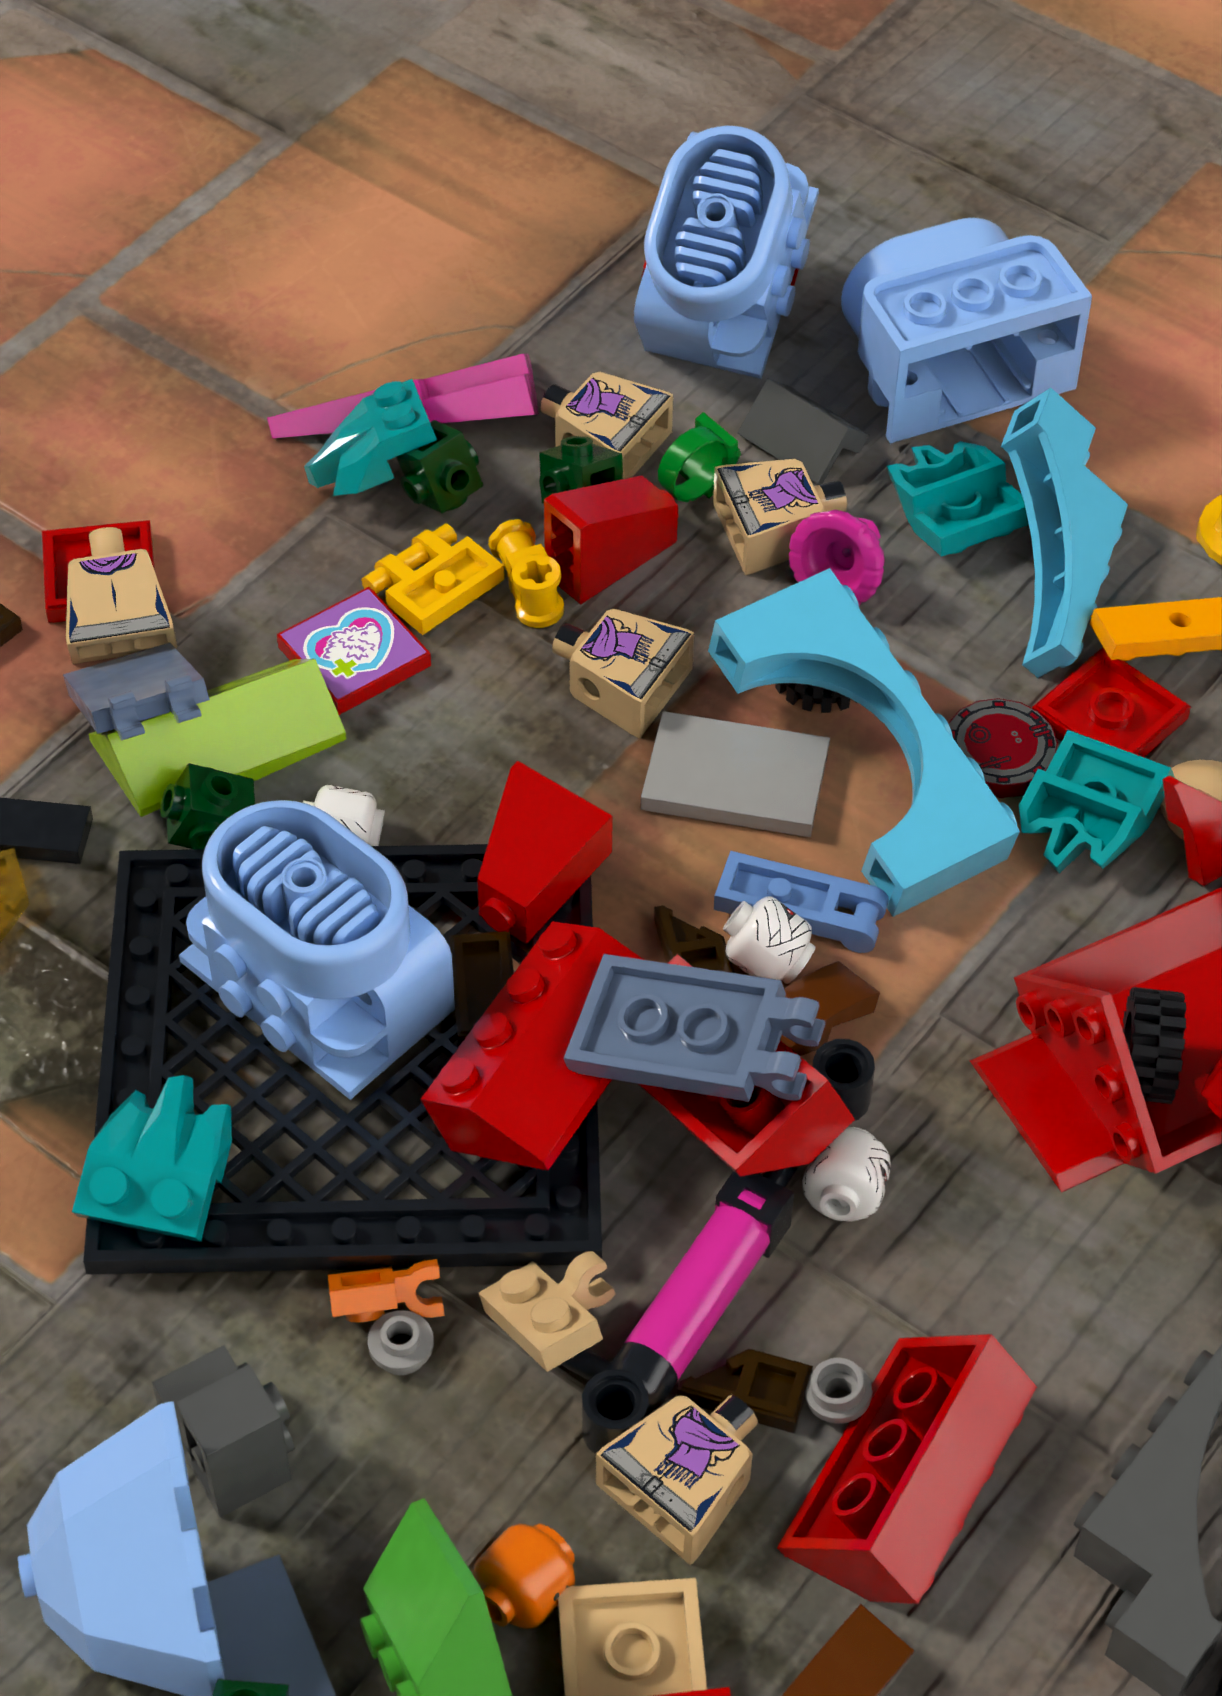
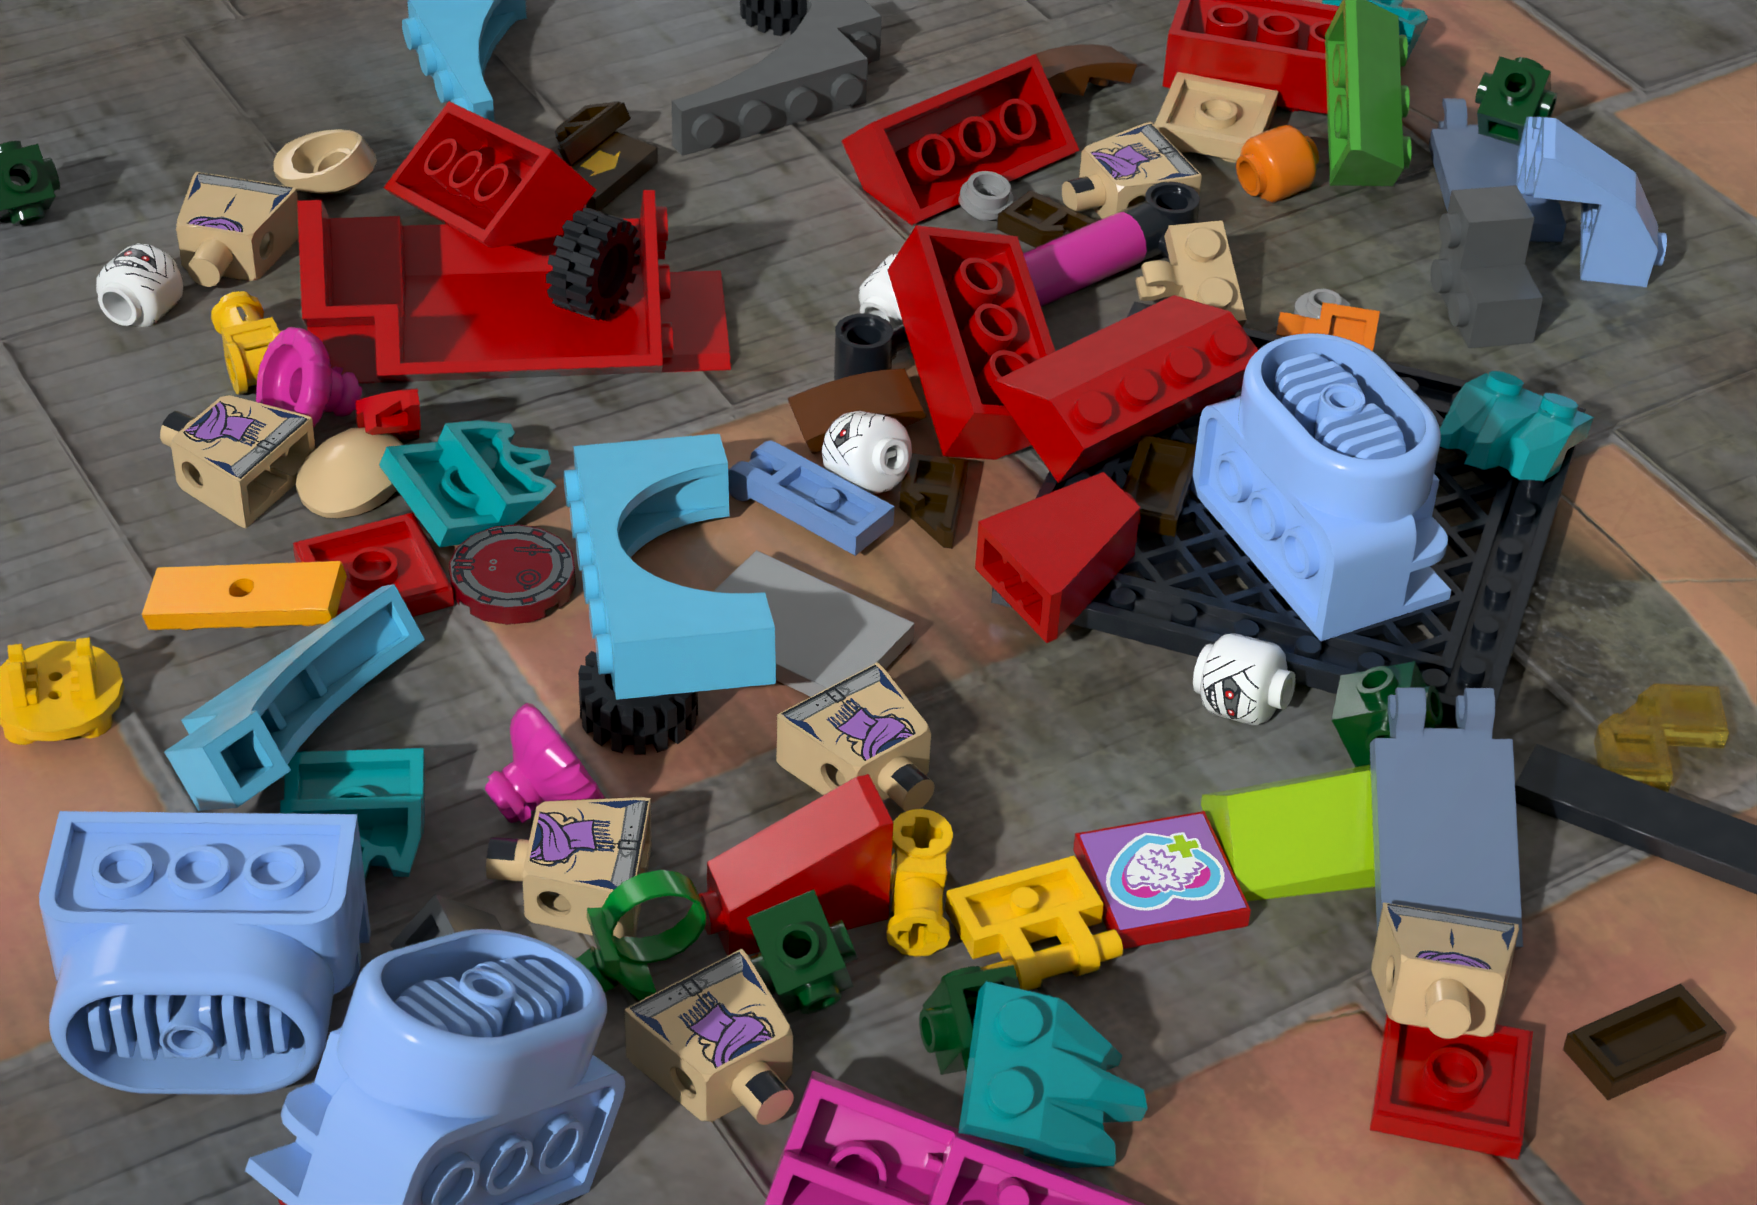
camera: 160 degrees left, 10 degrees down
(692, 1030) = (1011, 291): sand blue tile -> none

